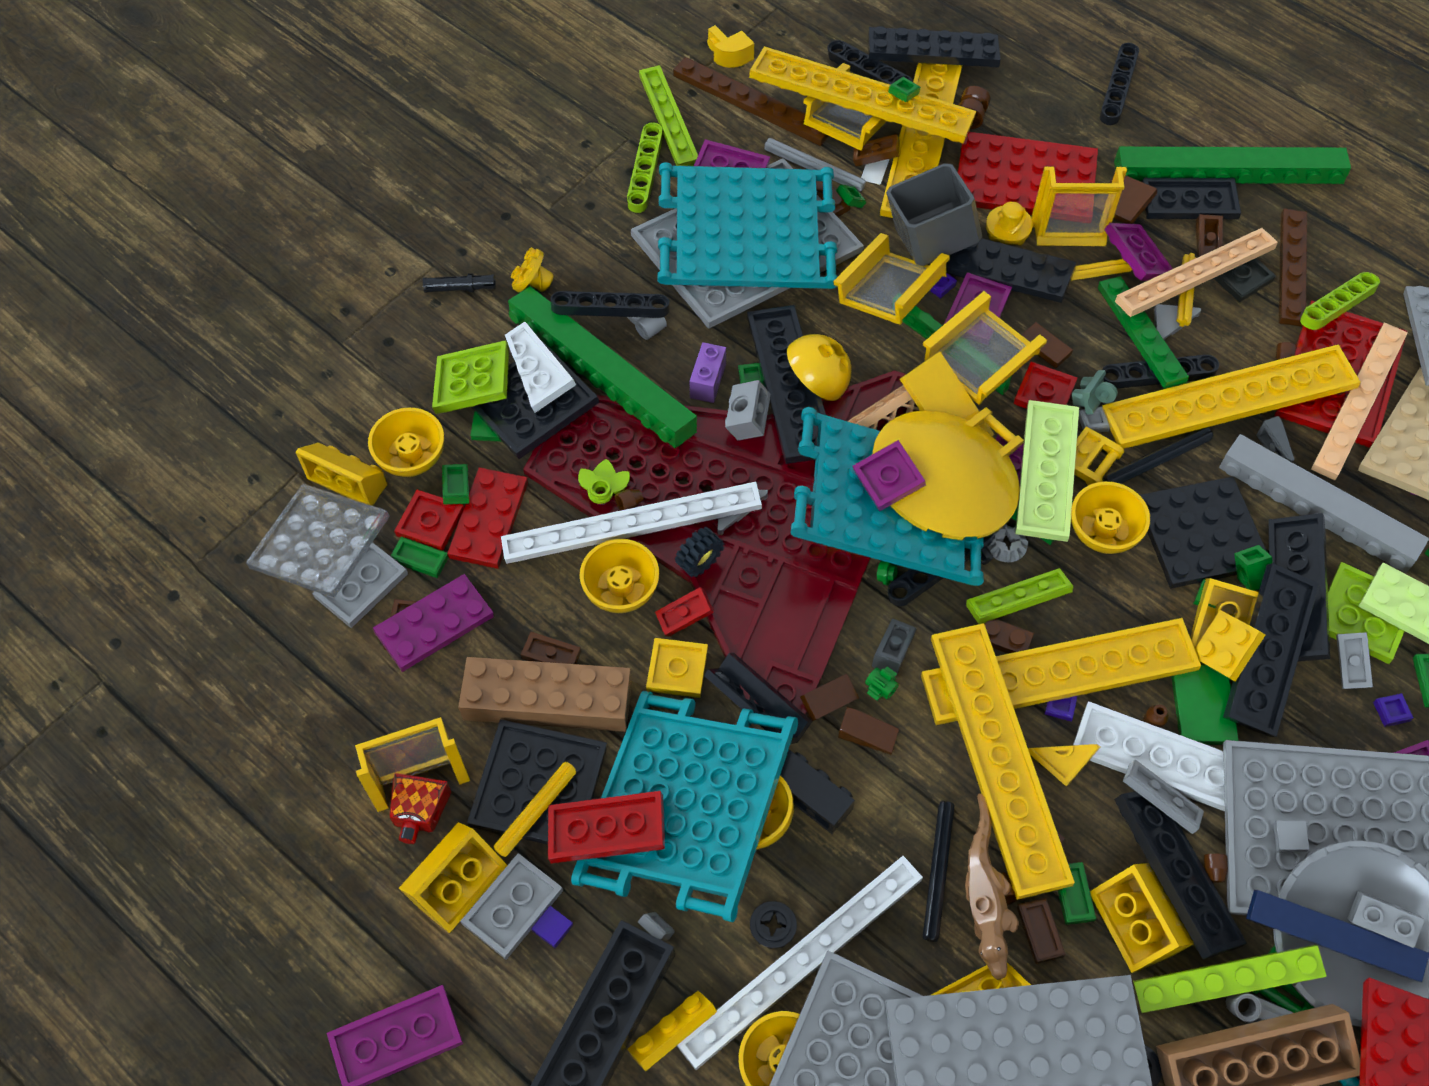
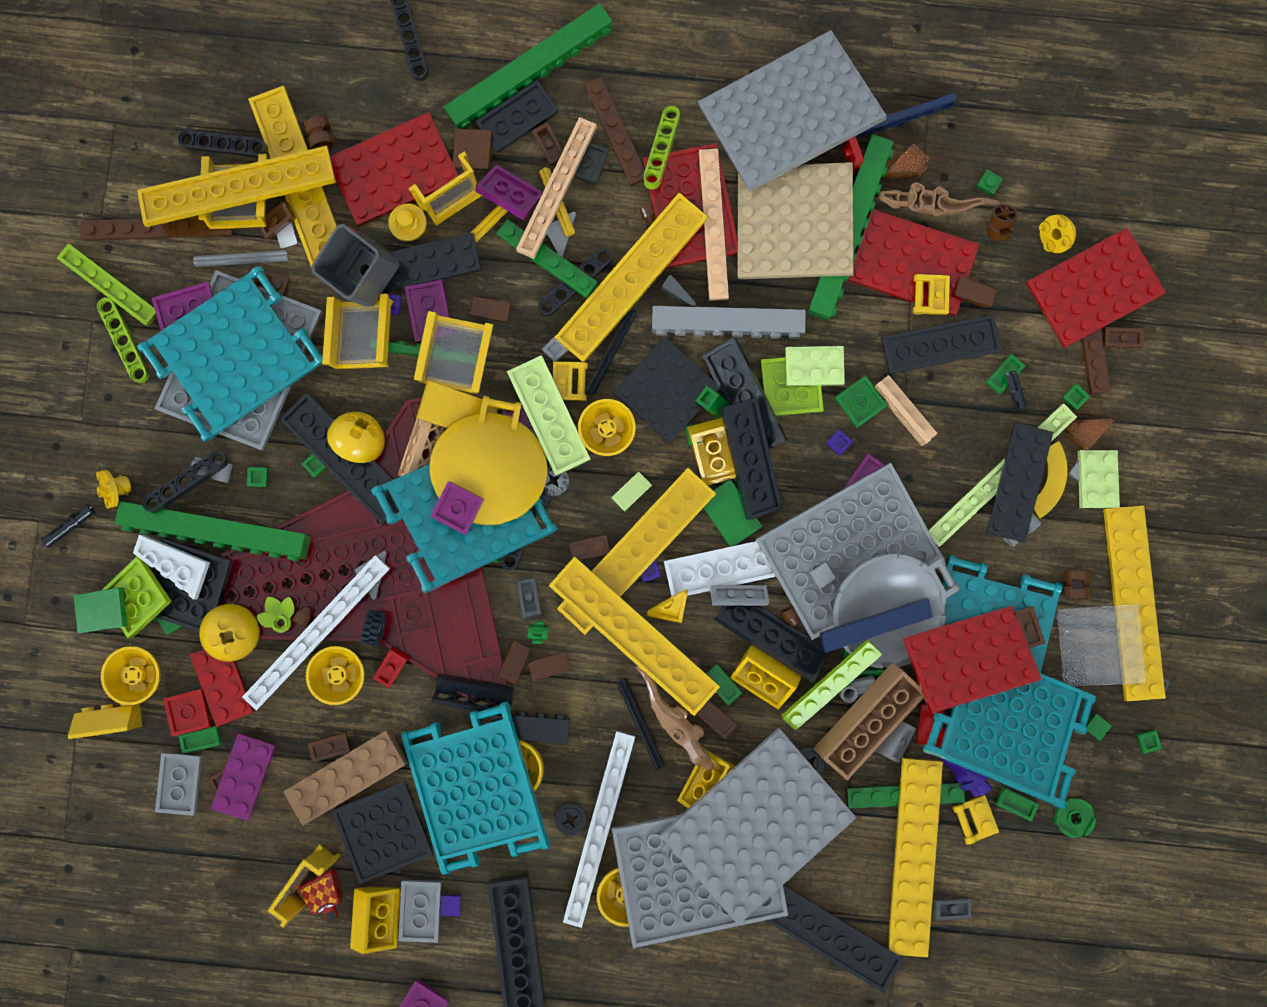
camera: 35 degrees left, 25 degrees up
(318, 540) = (129, 776): clear plate -> none
(426, 369) = (100, 610): none -> green tile
(455, 484) = (184, 677): green tile -> none
(534, 809) = (392, 851): yellow axle -> none
(543, 478) = (234, 623): none -> yellow piece
(606, 827) = (441, 837): red plate -> none
(656, 926) = (508, 867): light grey tile -> none
(671, 1030) = (555, 916): yellow plate -> none
(677, 667) = (411, 704): yellow plate -> none
(683, 350) = (257, 477): none -> green plate
(707, 372) = (286, 485): medium lavender brick -> none
(731, 50) = (110, 194): yellow brick -> none
(747, 410) = (333, 503): light grey brick -> none
(851, 196) = (284, 271): green tile -> none
(904, 89) = (264, 163): green tile -> none
(933, 46) = (256, 94): black plate -> none
(1019, 596) = (583, 515): lime tile -> none
(1045, 386) = (511, 348): red plate -> none
(1092, 608) = (631, 491): none -> yellowish green slope
(1093, 392) = (546, 331): sand green hips -> none
(1157, 716) = (704, 545): reddish brown hose -> none
(1228, 645) = (724, 473): yellow plate -> none
(1354, 660) = (802, 427): light grey plate -> none
(1386, 919) = (897, 596): light grey brick -> none

